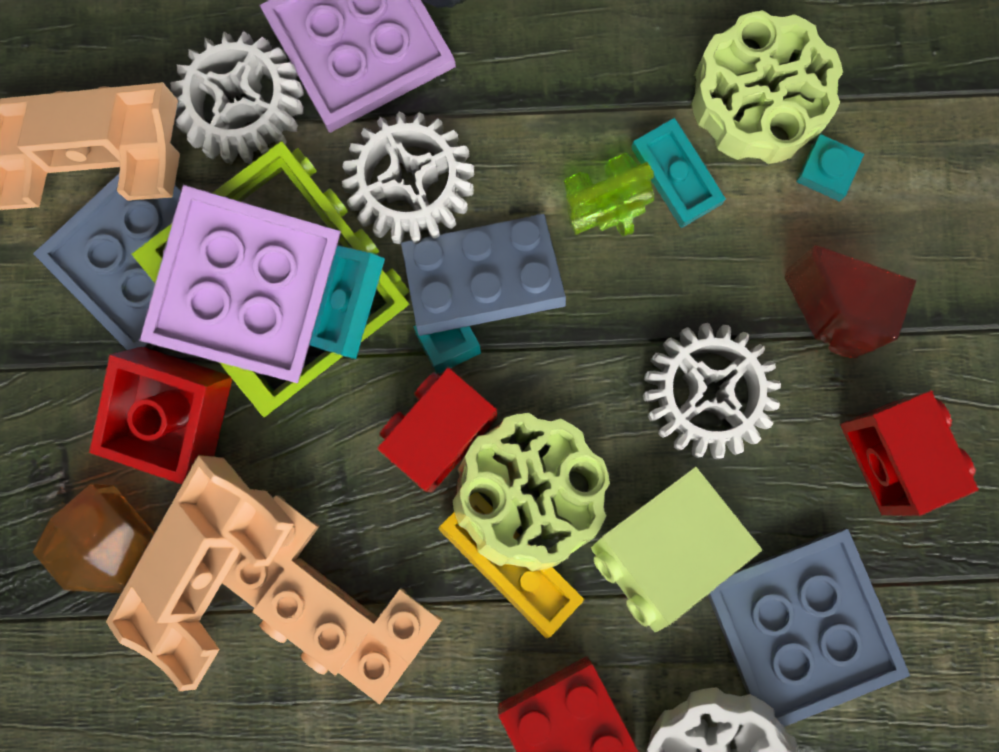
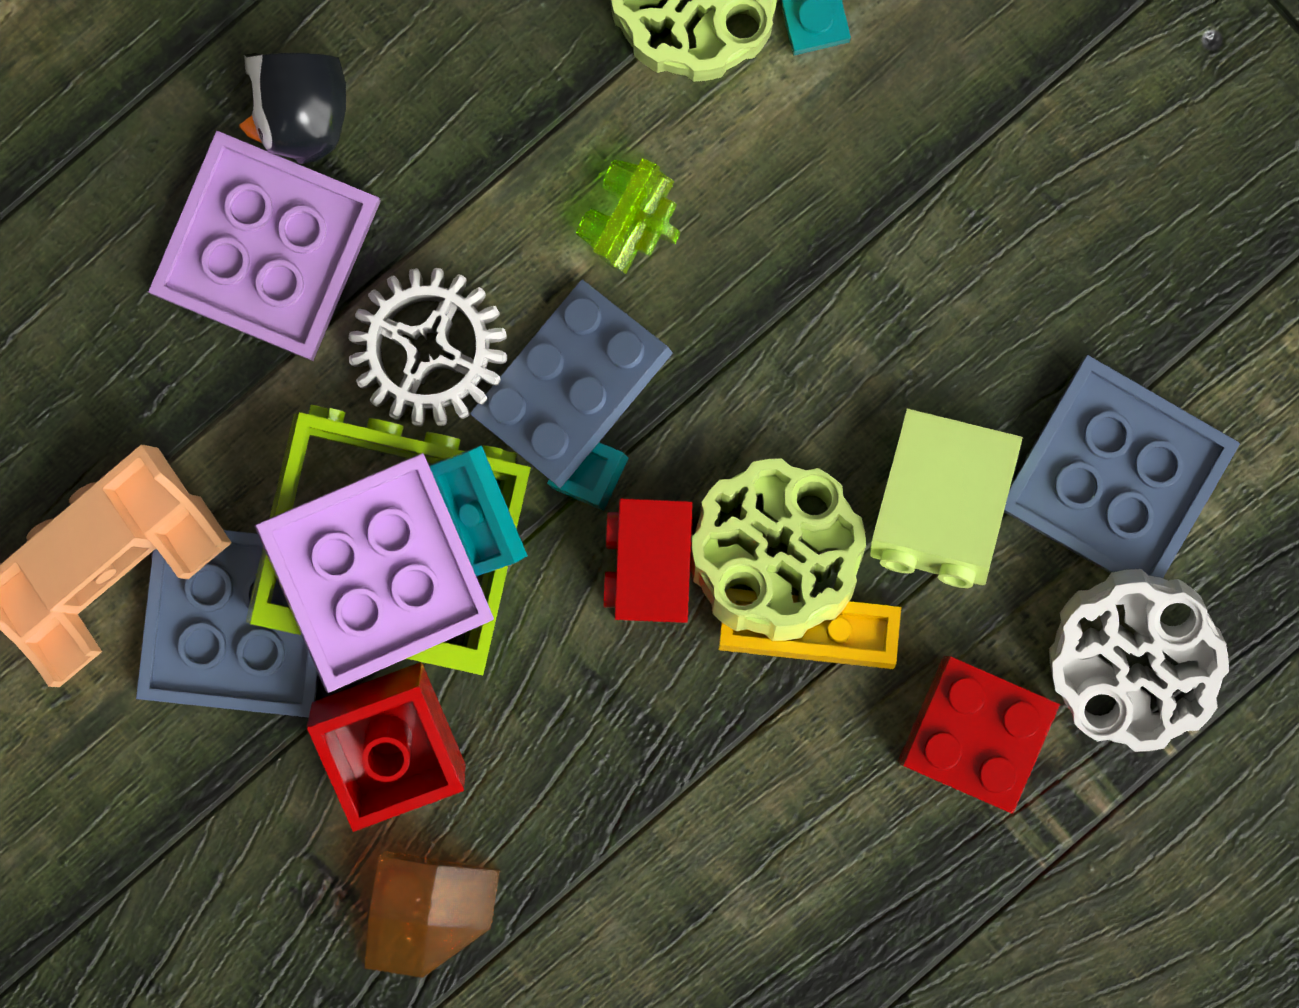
camera: 40 degrees left, 5 degrees up
(187, 562) = (522, 855): light nougat bracket -> none
(245, 66) = (209, 427): white gear -> none
(326, 621) = (672, 811): light nougat bracket -> none
(678, 173) = (676, 139): teal plate -> none
(743, 364) = (840, 321): white gear -> none
(849, 300) = (930, 147): clear red slope -> none
(910, 456) = (1089, 246): red brick -> none

